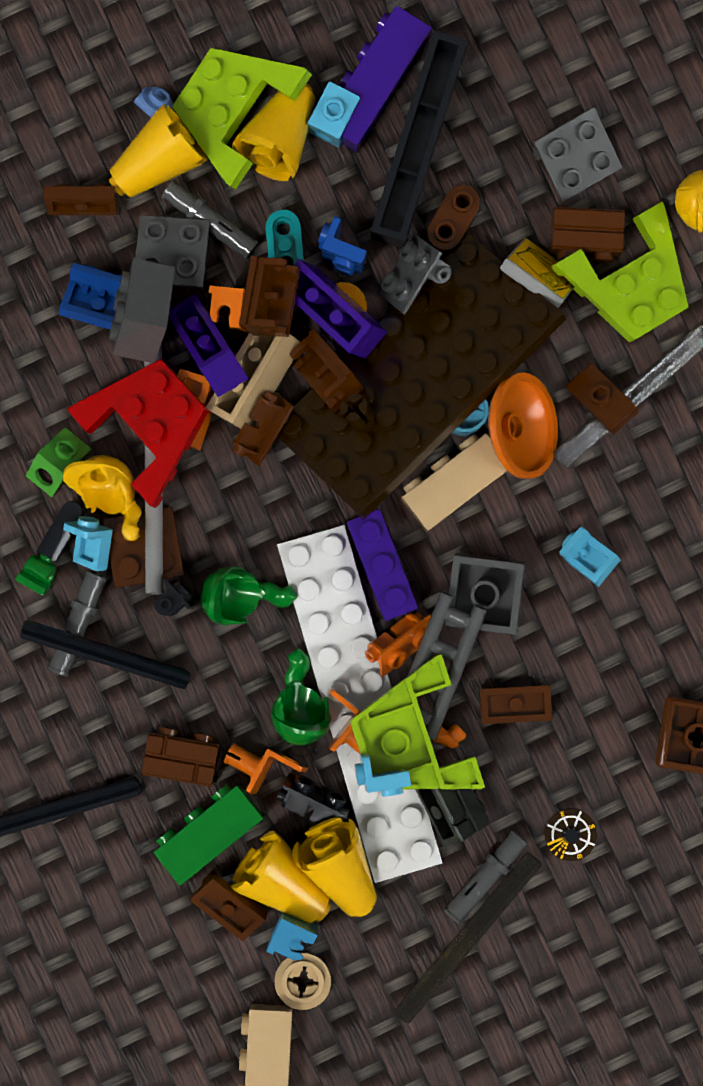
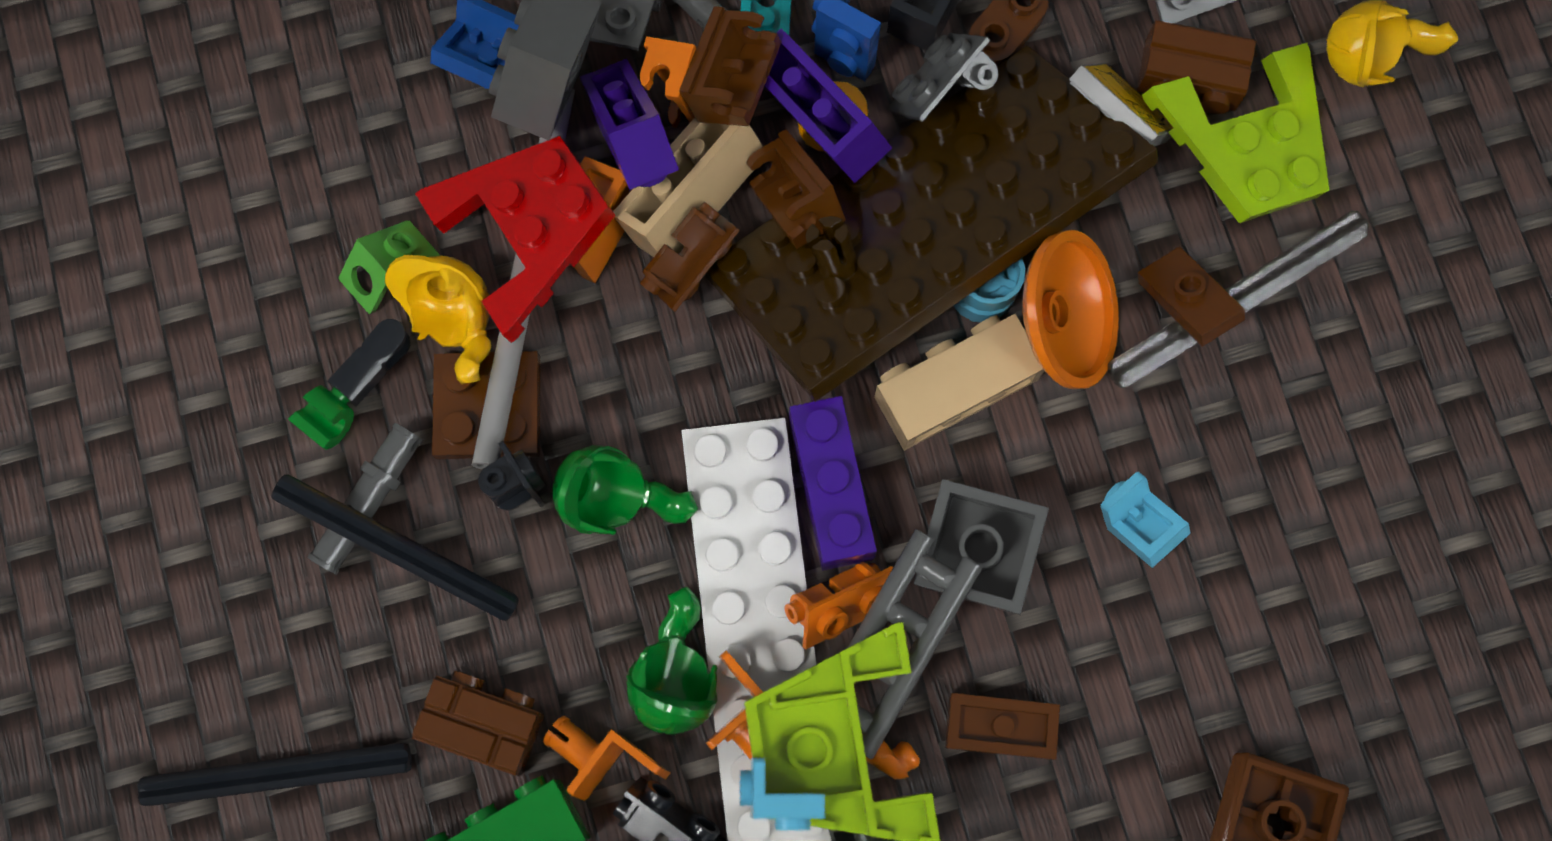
camera: 15 degrees right, 10 degrees down
(91, 542) = (410, 382): medium azure bracket -> none

